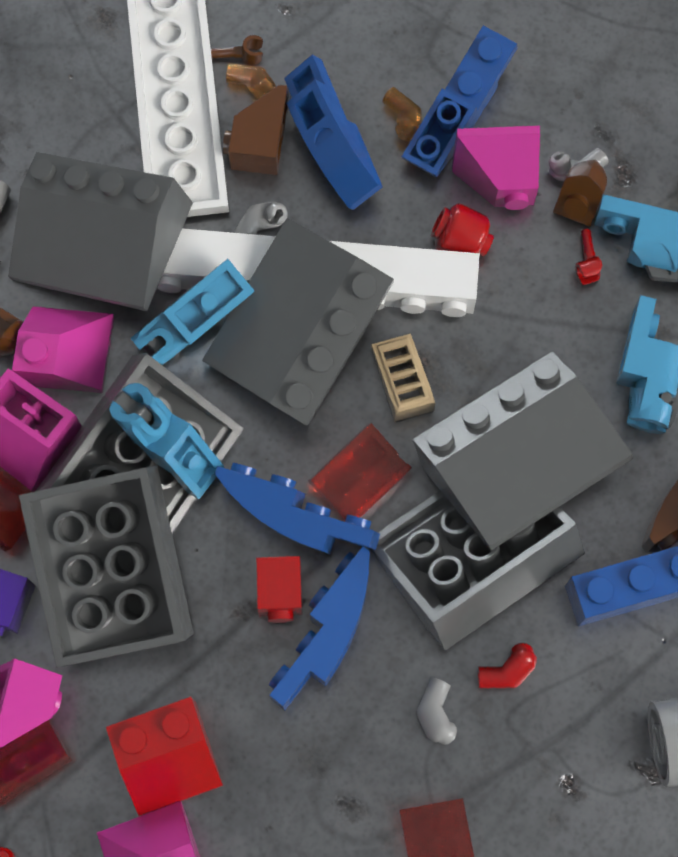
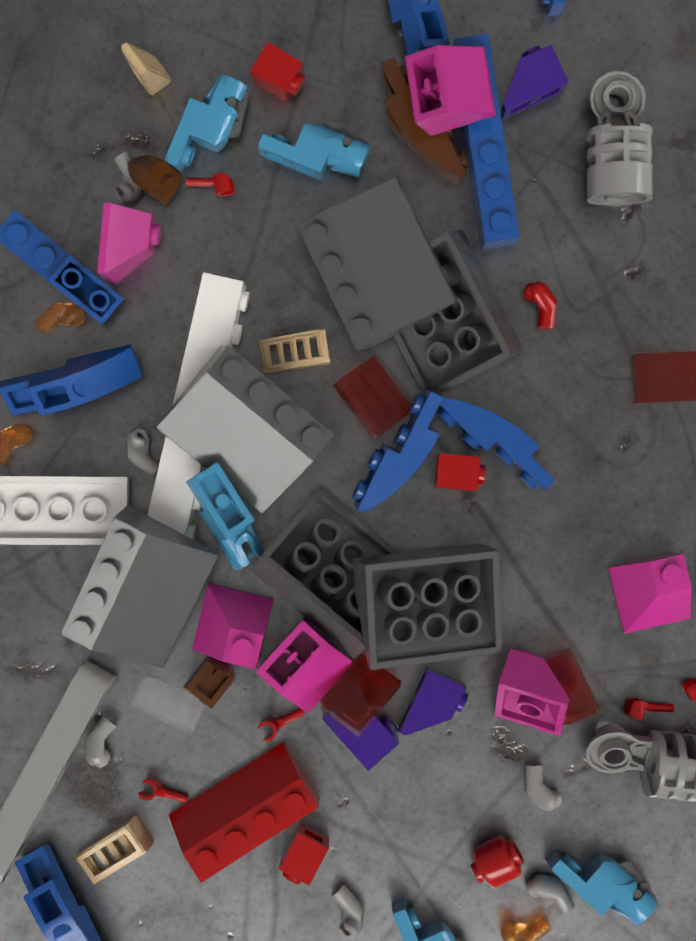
camera: 85 degrees left, 15 degrees up
(164, 756) = (575, 576): red slope -> none
(165, 438) = (335, 549): dark azure plate -> none
(258, 134) = (64, 443): reddish brown slope -> none
(431, 714) = (570, 367): light grey arm -> none
(462, 230) = (178, 284): red head -> none

